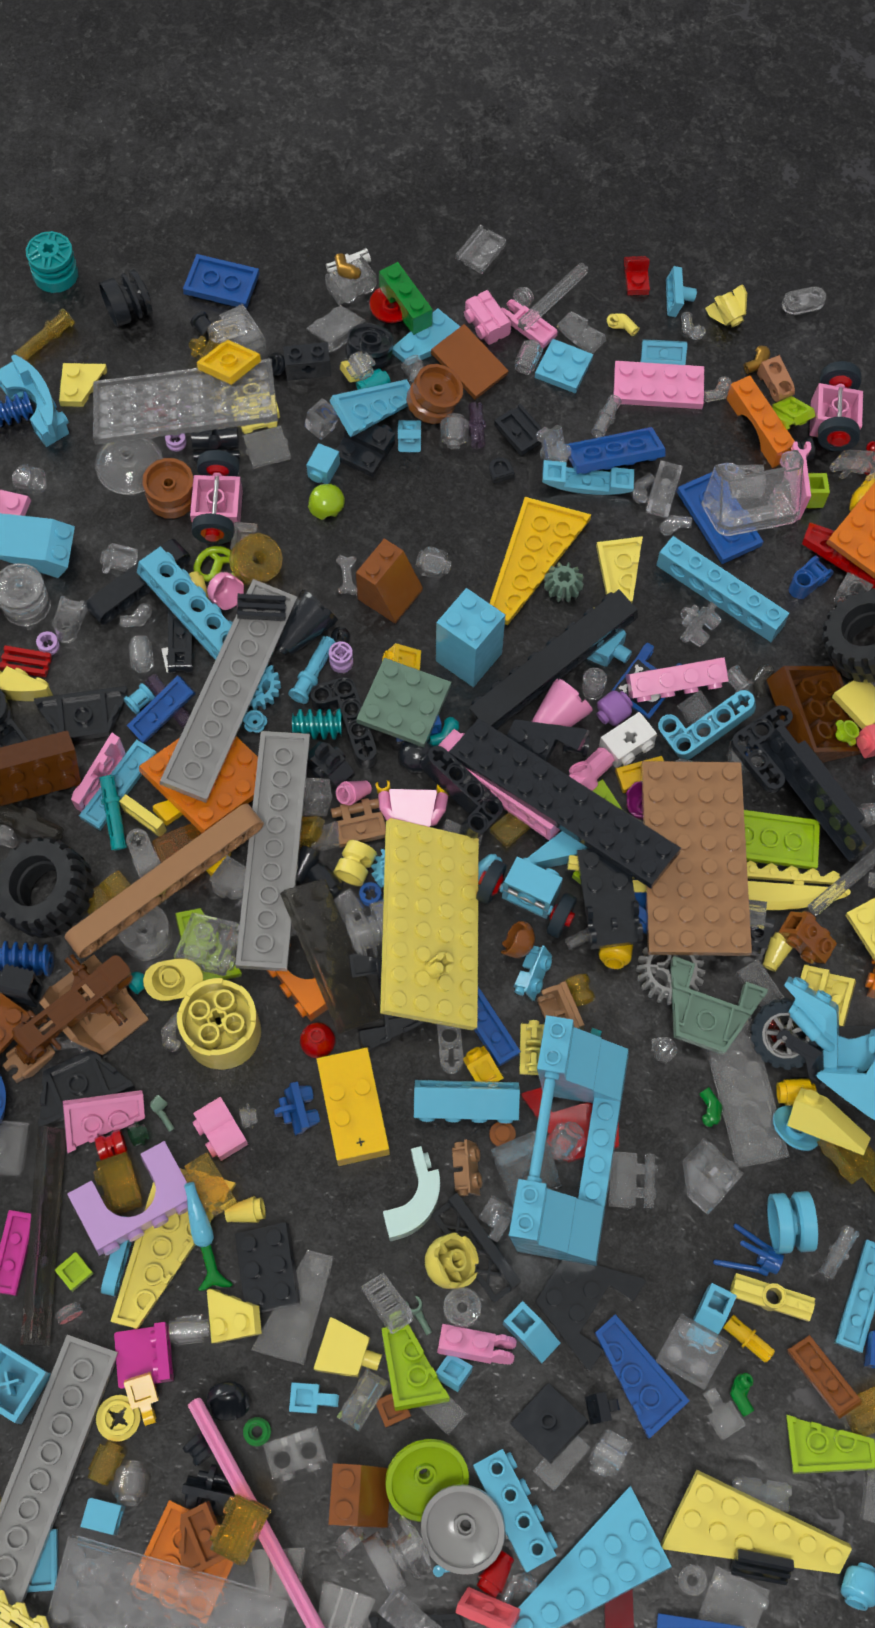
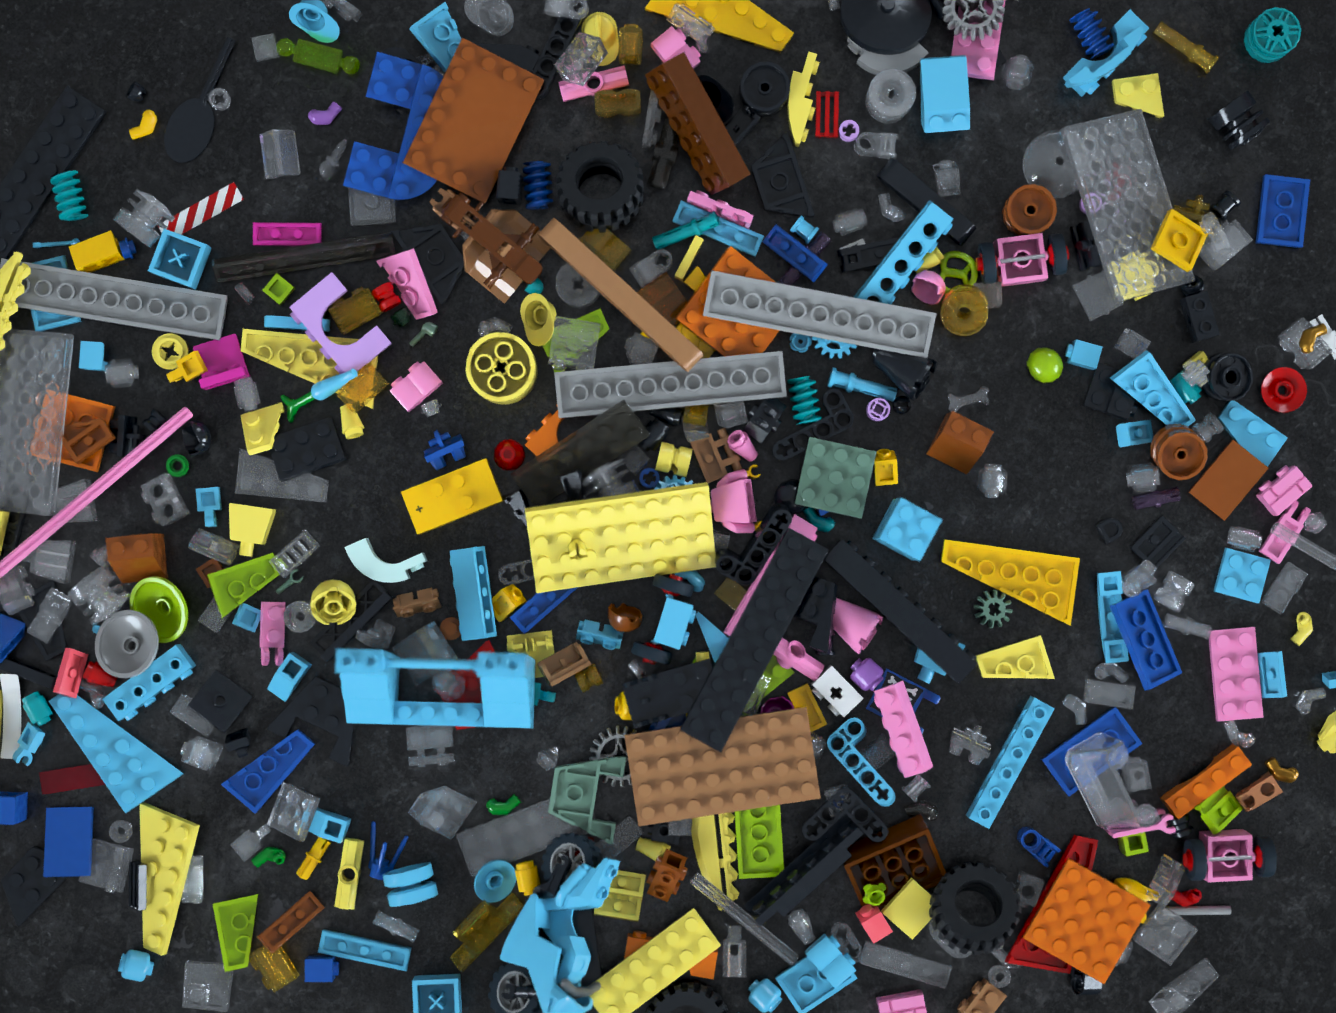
camera: 80 degrees right, 20 degrees up
(105, 1463) = (133, 349): clear yellow brick -> none
(239, 1529) = (94, 468): clear yellow brick -> none
(261, 603) = (909, 346): black tile -> none
(335, 327) = (1248, 337): clear hinge -> none
(399, 287) = (1288, 403): green arch -> none
(573, 422) = (1174, 591): none -> clear wheel
(591, 688) = (887, 649): clear wheel -> none
(824, 1120) = (499, 907): light yellow slope -> none

